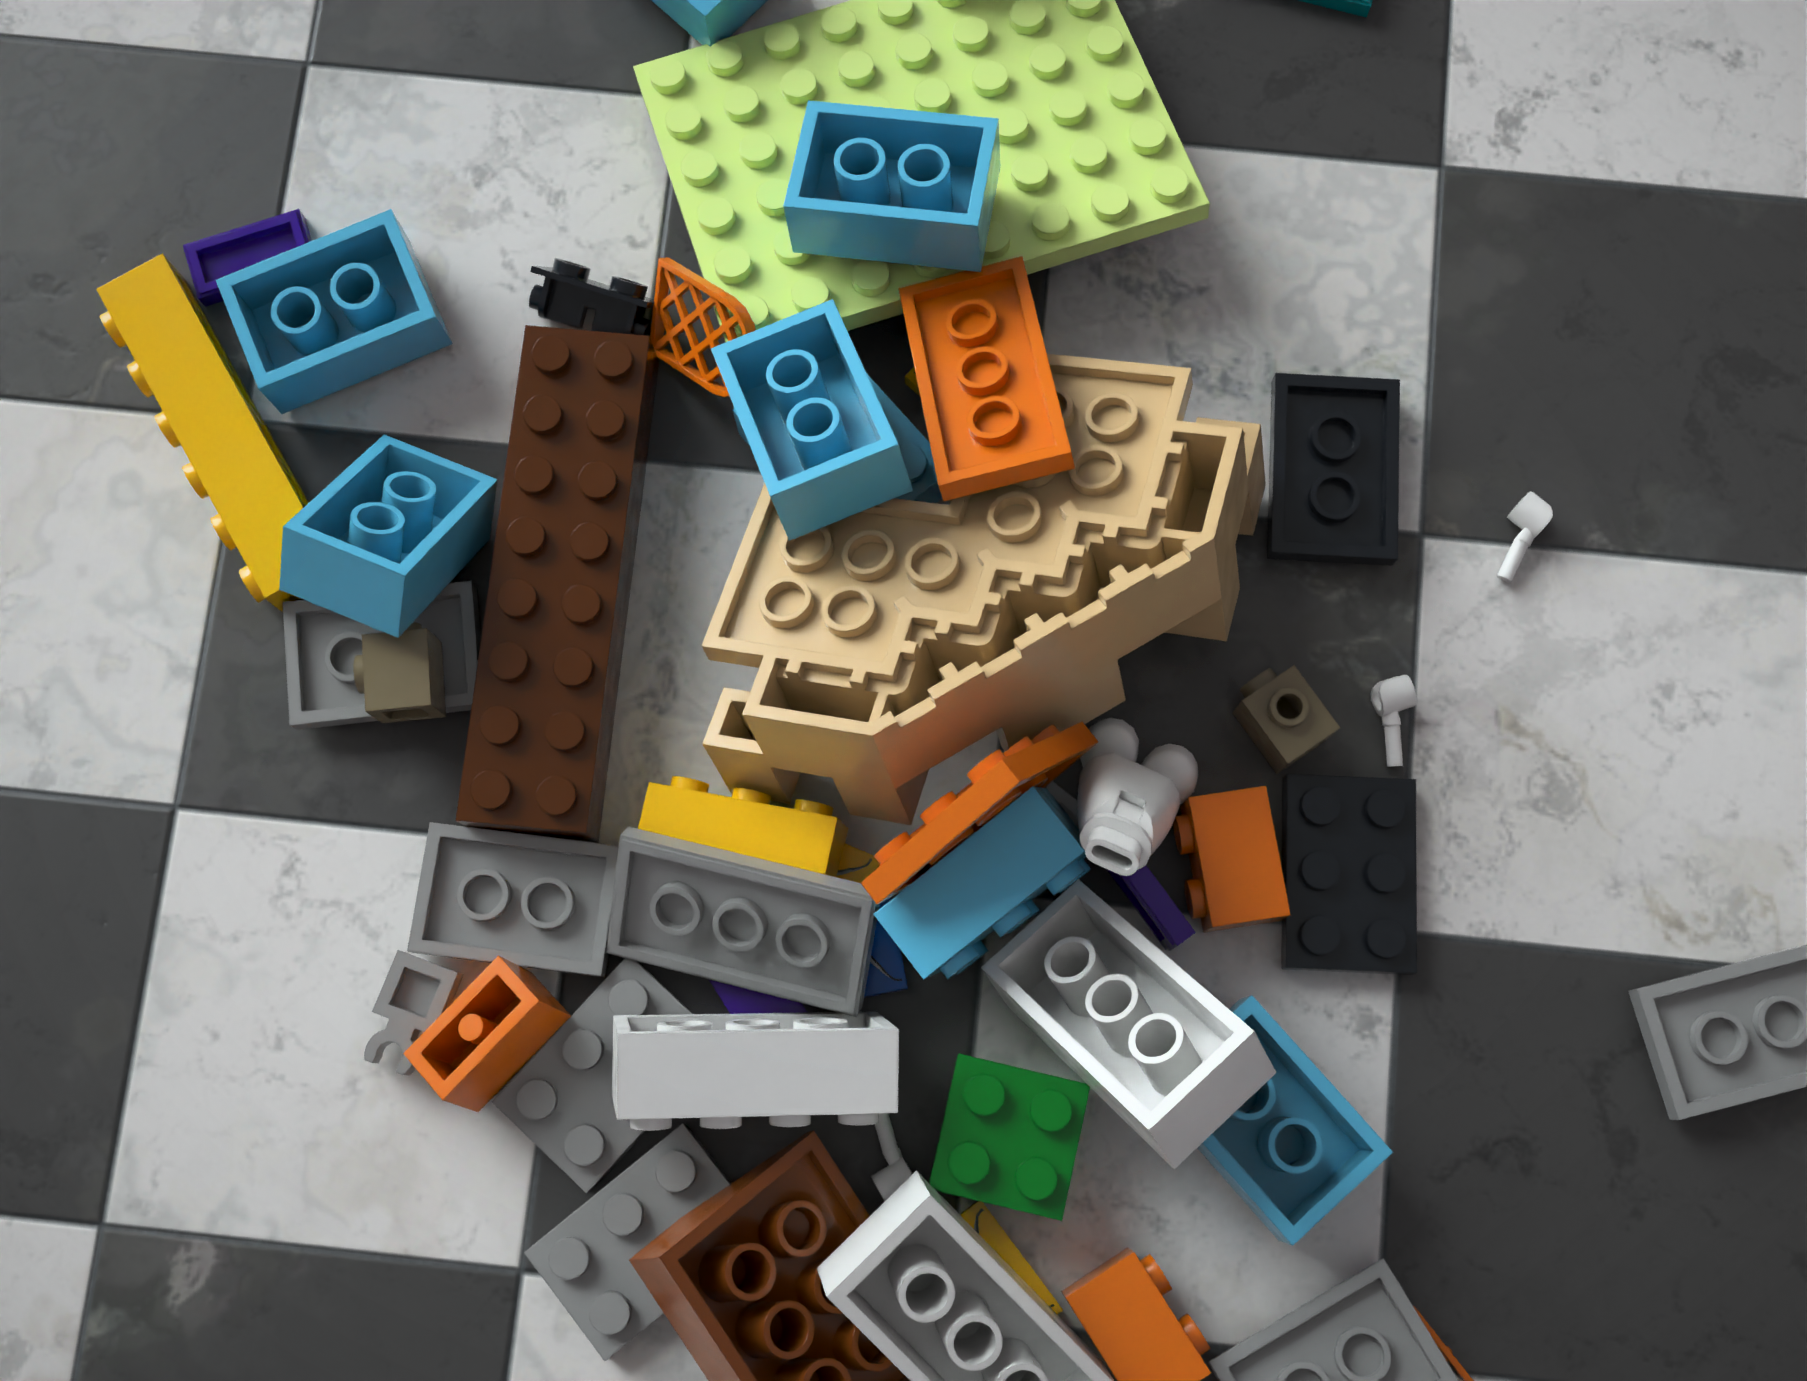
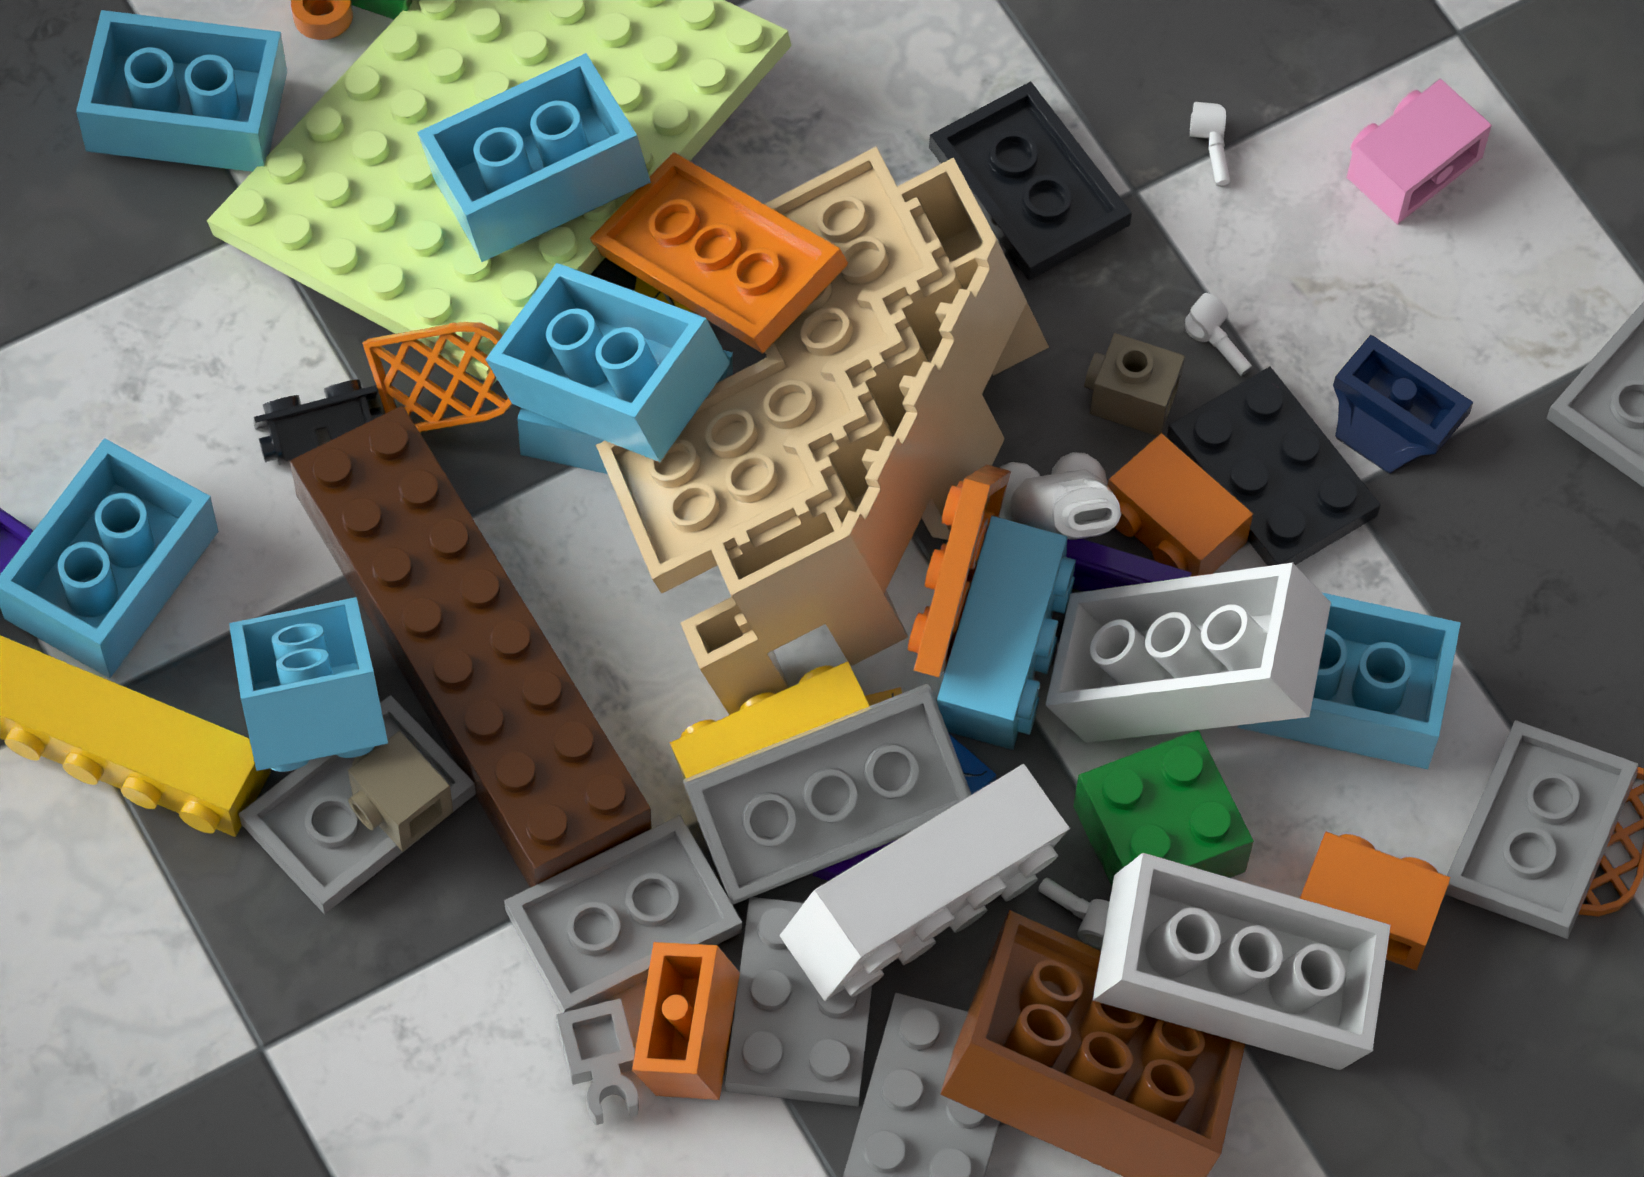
camera: 40 degrees left, 15 degrees down
(1497, 892) = (1394, 407): none -> dark blue slope
(1699, 665) = (1417, 150): none -> bright pink brick

